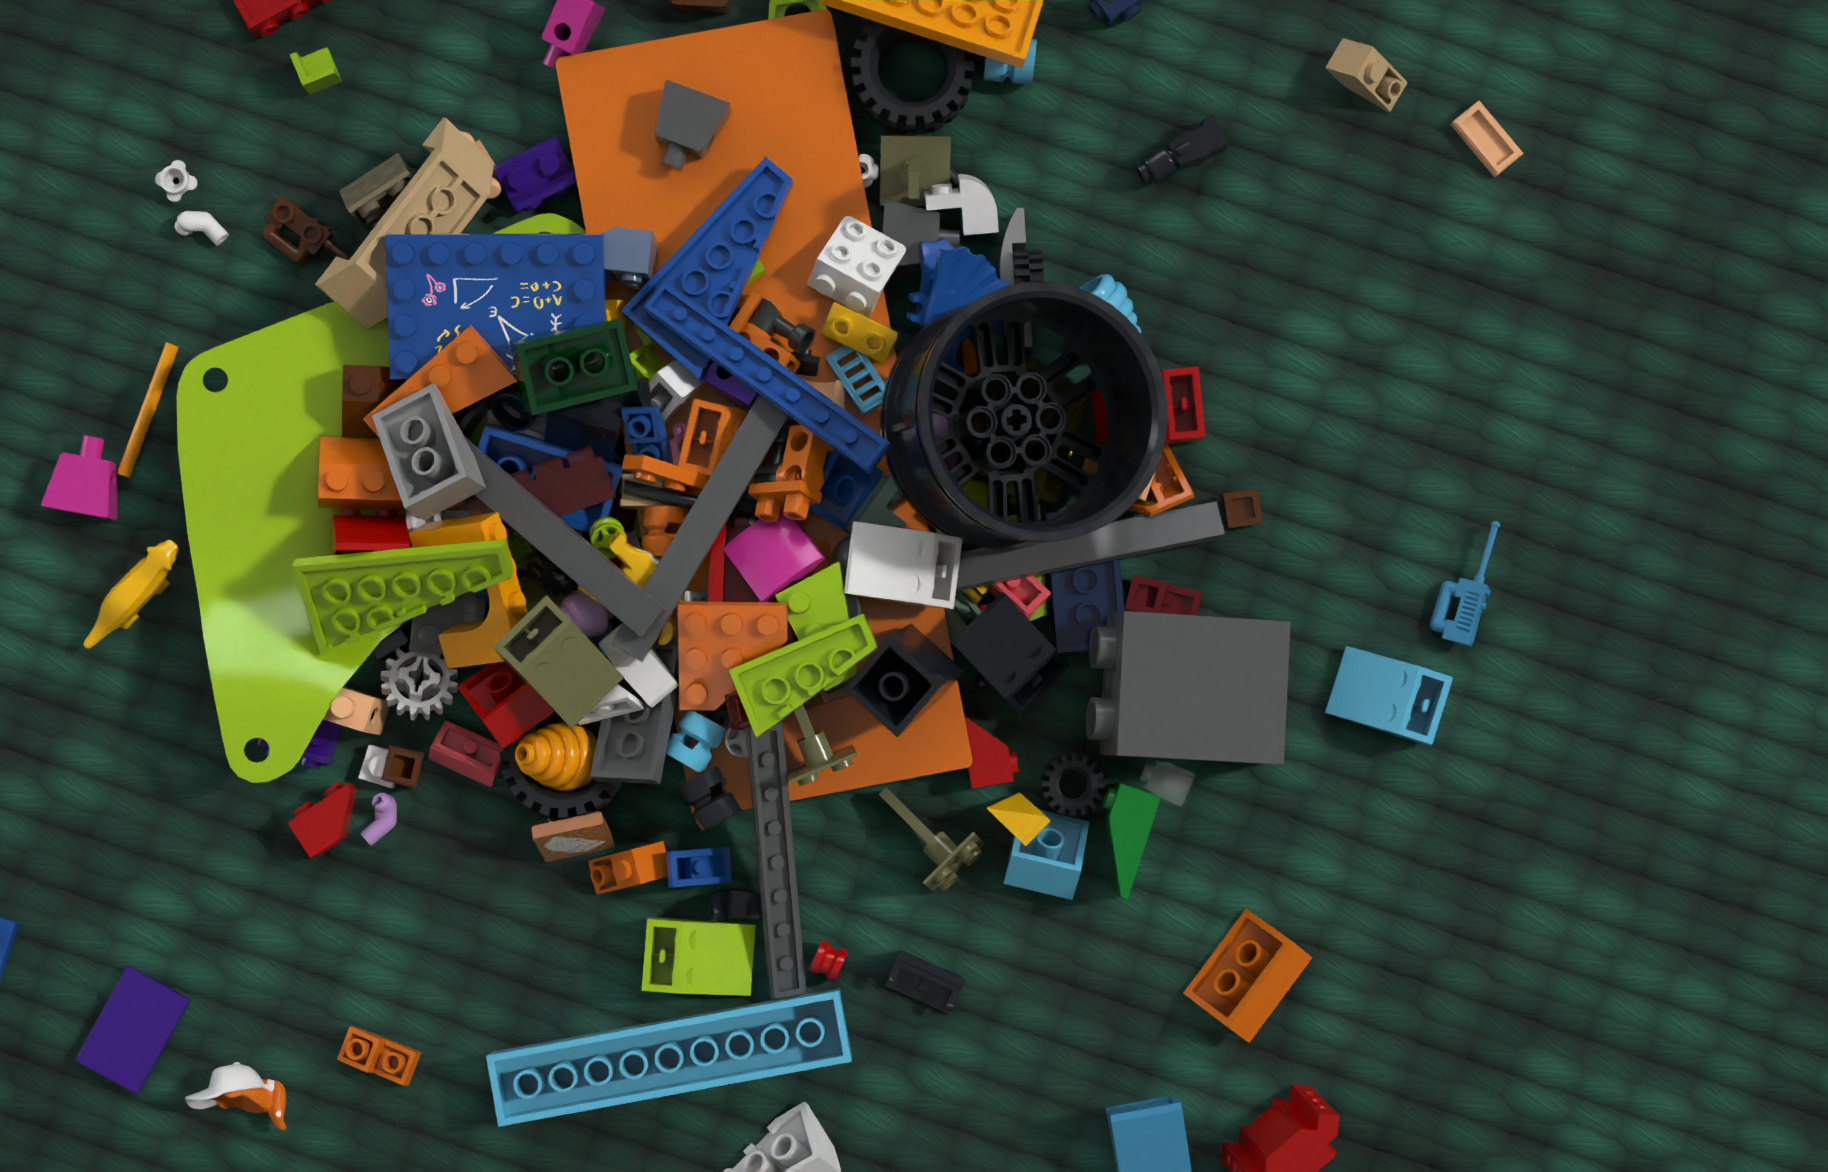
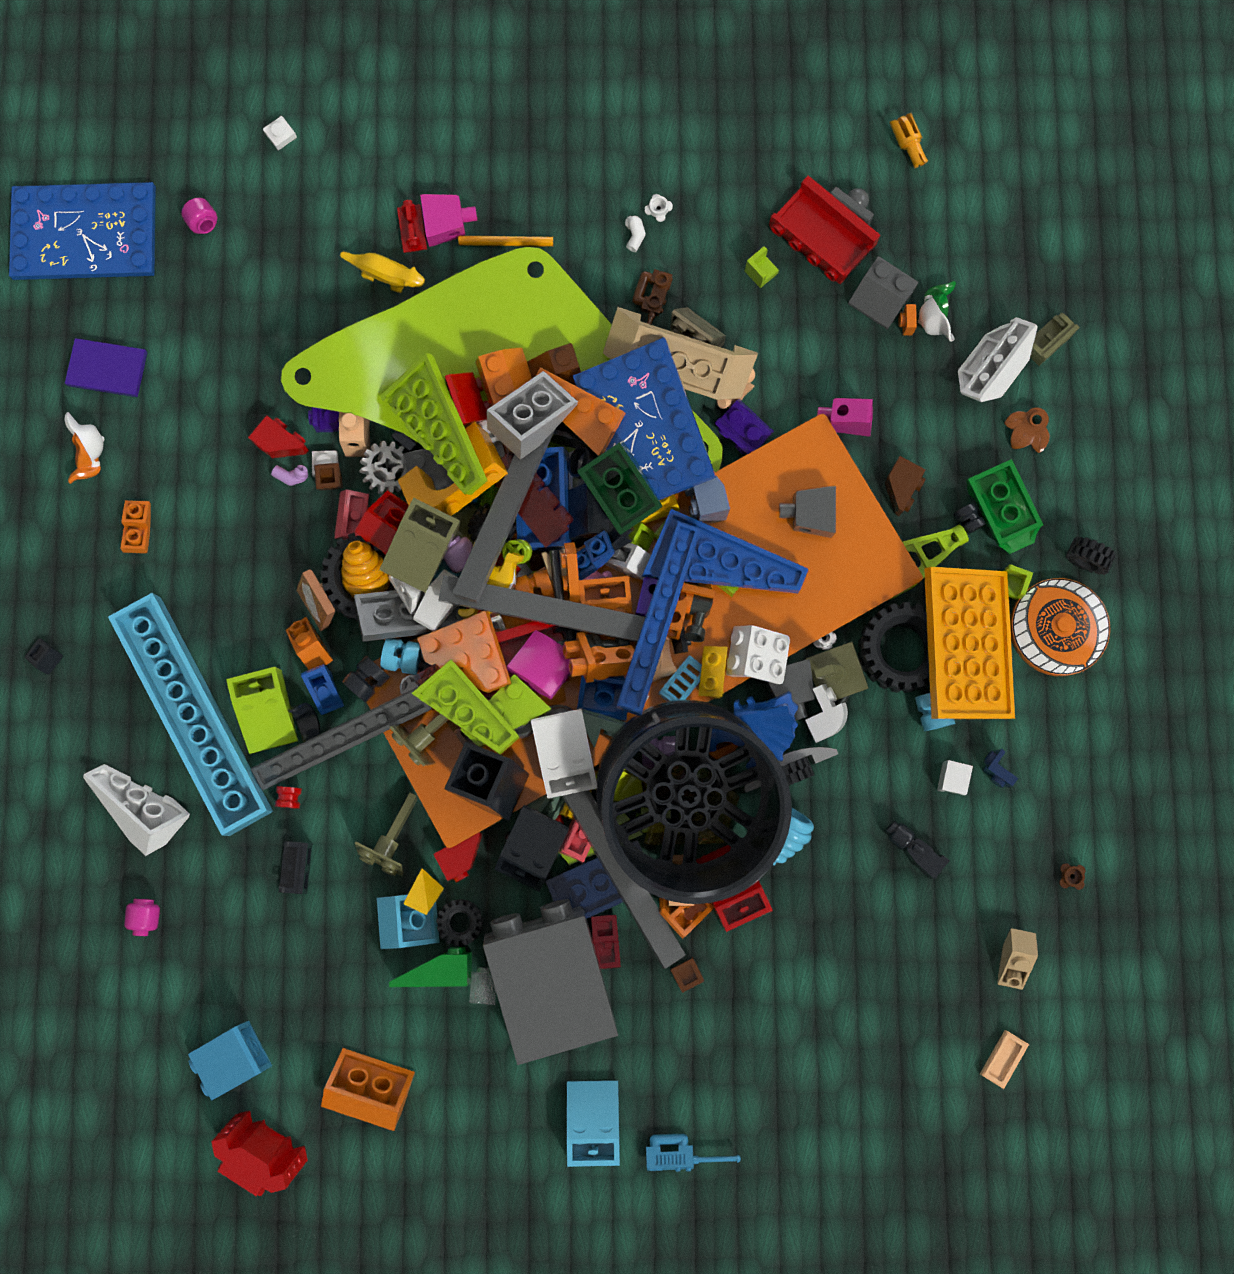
camera: 75 degrees right, 5 degrees down
(80, 535) = (411, 227): none -> red hinge
(1107, 67) = (954, 777): none -> white panel

